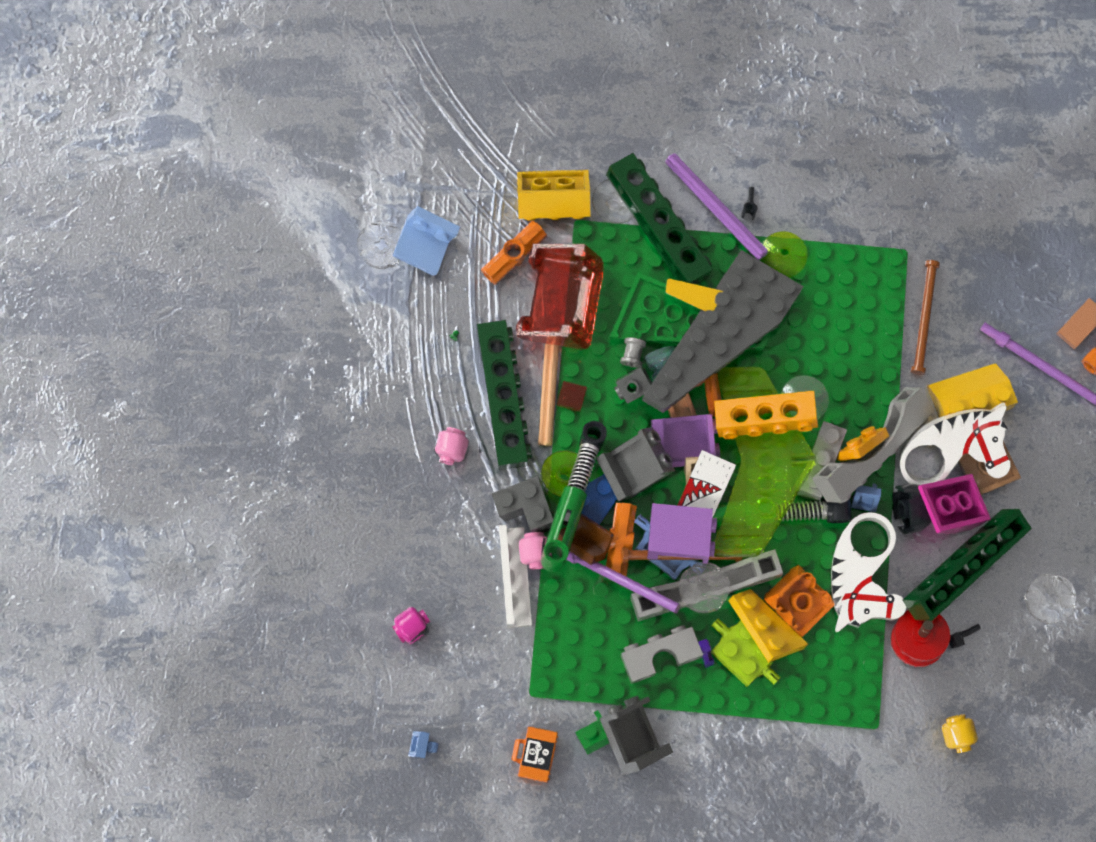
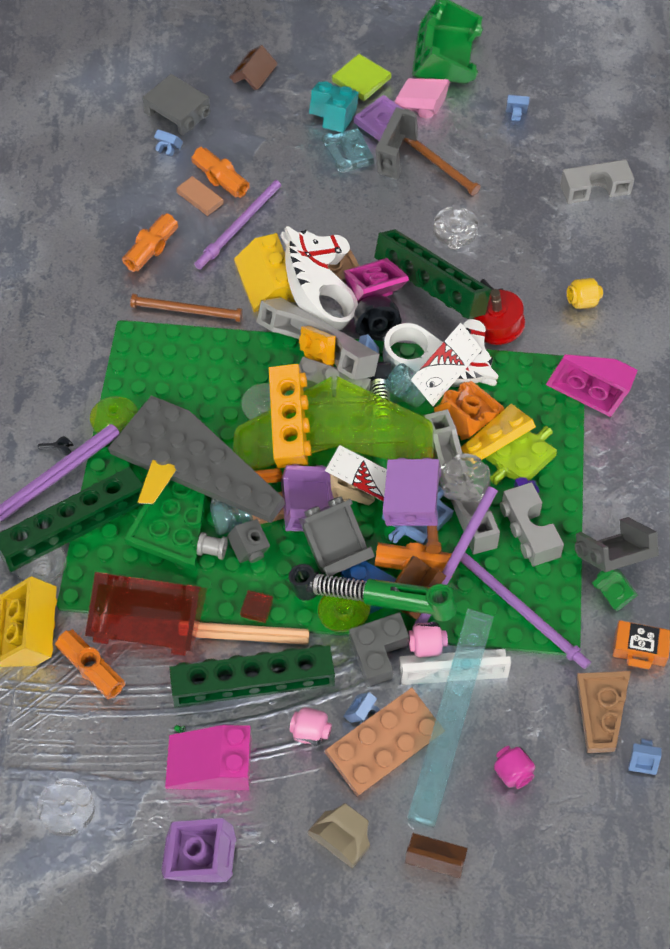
camera: 90 degrees left, 20 degrees down
(334, 555) = (436, 855): none -> reddish brown panel
(337, 356) = (199, 851): none -> medium lavender slope
(353, 474) = (342, 833): none -> dark tan slope
(423, 362) = (210, 759): none -> dark pink slope
(424, 240) = (64, 755): light blue bracket -> none
(439, 512) = (382, 742): none -> nougat plate
(457, 569) = (450, 718): none -> clear light blue tile
(470, 490) = (360, 707): none -> medium blue tile
(472, 711) = (602, 706): none -> medium nougat wing
(568, 645) = (572, 652): none -> medium lavender bar
(818, 537) = (401, 385): none -> clear light blue wheel
(828, 738) = (593, 381): none -> dark pink slope
(841, 574) = (446, 364): none -> white sticker
(1009, 275) = (150, 242): none -> orange piece

